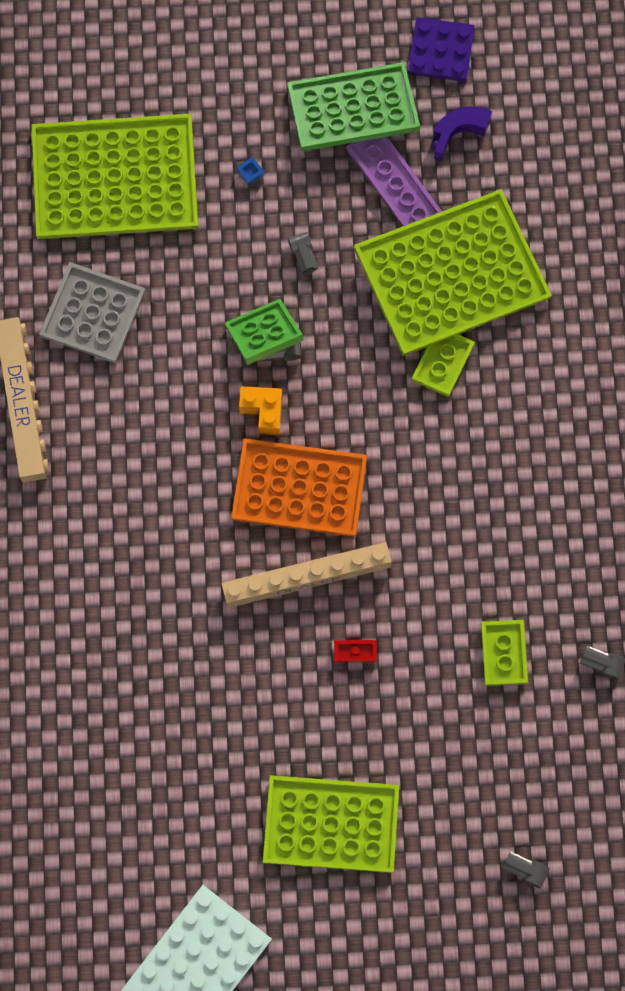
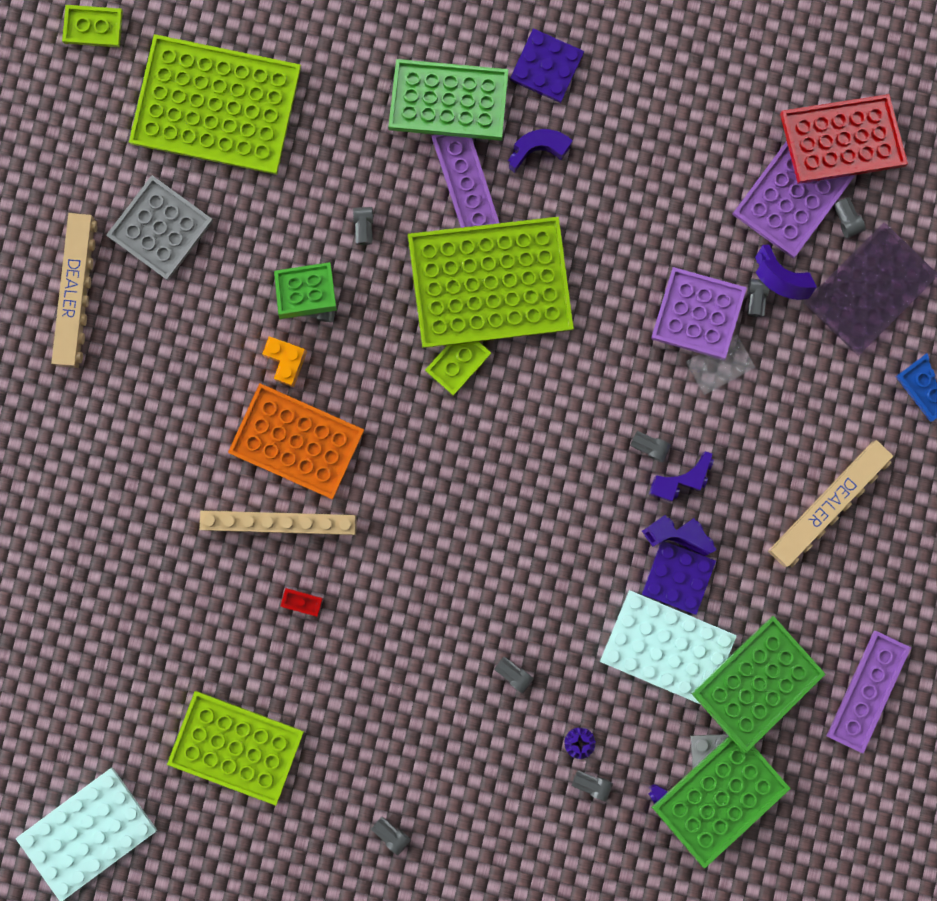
camera: 15 degrees right, 10 degrees up
(250, 171) = (338, 134): blue plate -> none
(504, 652) = (430, 641): lime plate -> none

